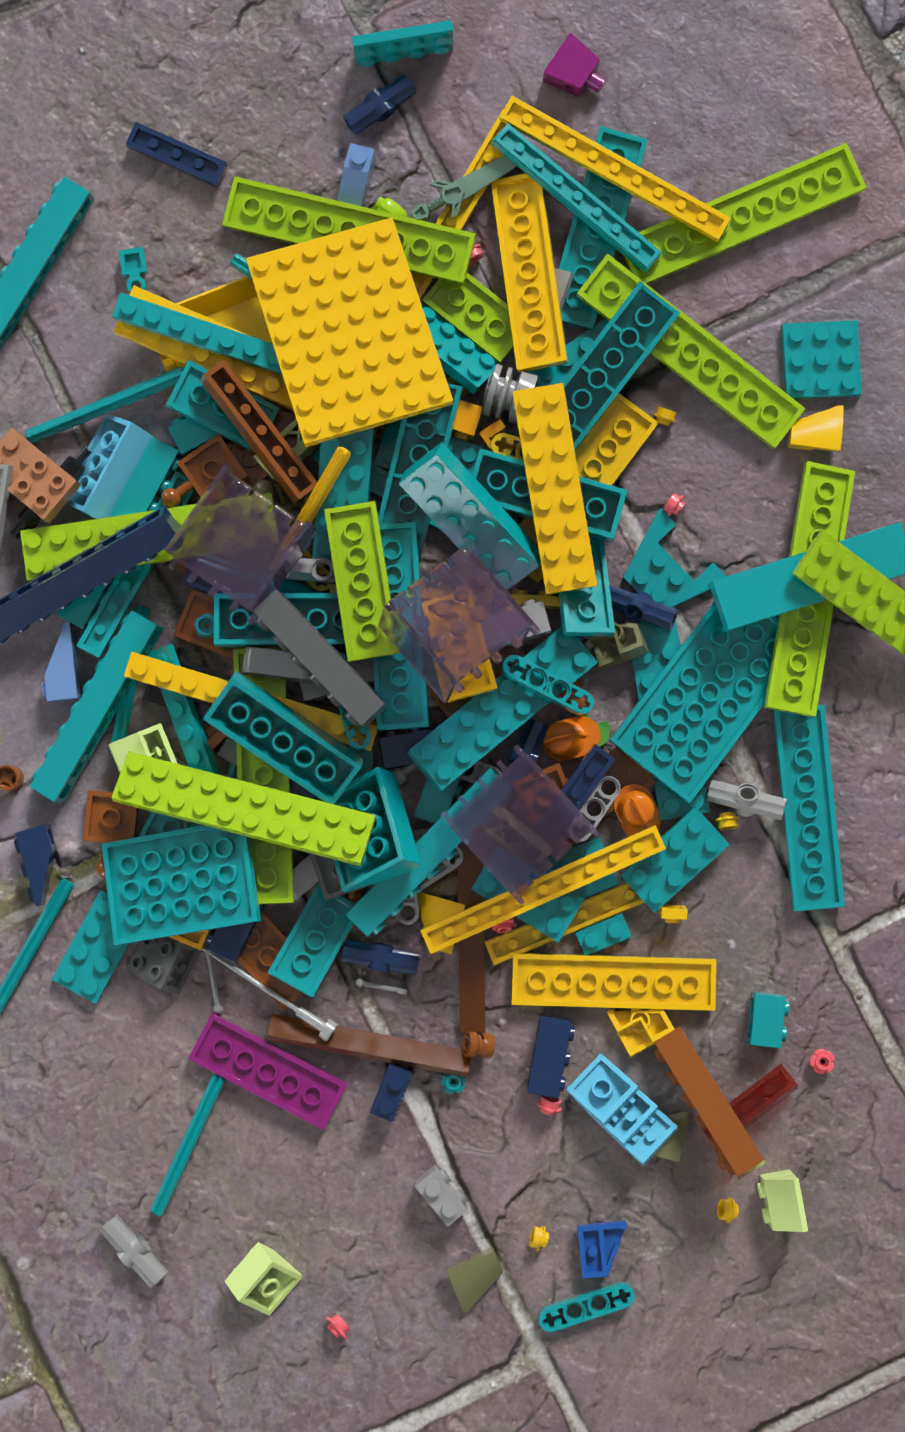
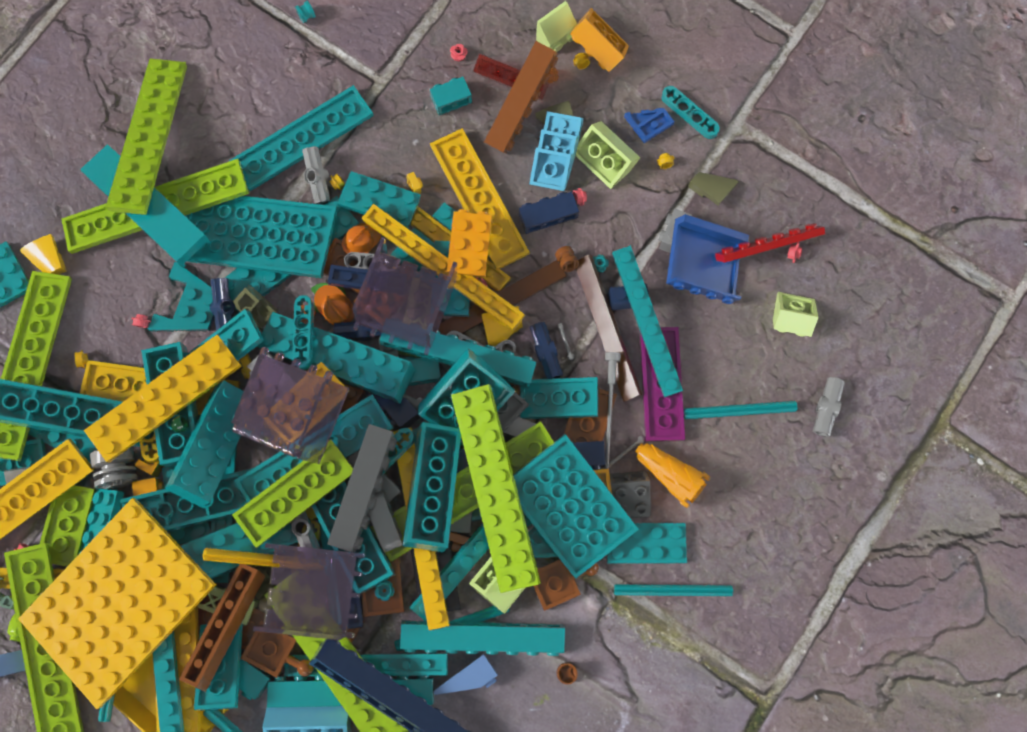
camera: 115 degrees left, 10 degrees down
(38, 855) = (607, 621): dark blue slope -> none
(150, 1024) = (678, 477): none -> light orange cone
(346, 1095) = (647, 321): none -> teal plate
(361, 1302) = (763, 244): none -> red plate
(384, 1209) = (694, 259): none -> blue panel
(512, 492) = (179, 424): none -> dark green hinge
(551, 936) = (470, 242): none -> light orange bracket
(585, 1168) = (606, 154): none -> yellowish green slope
(640, 1028) = (499, 167): yellow slope -> none
(738, 1247) = (599, 40): none -> light orange slope

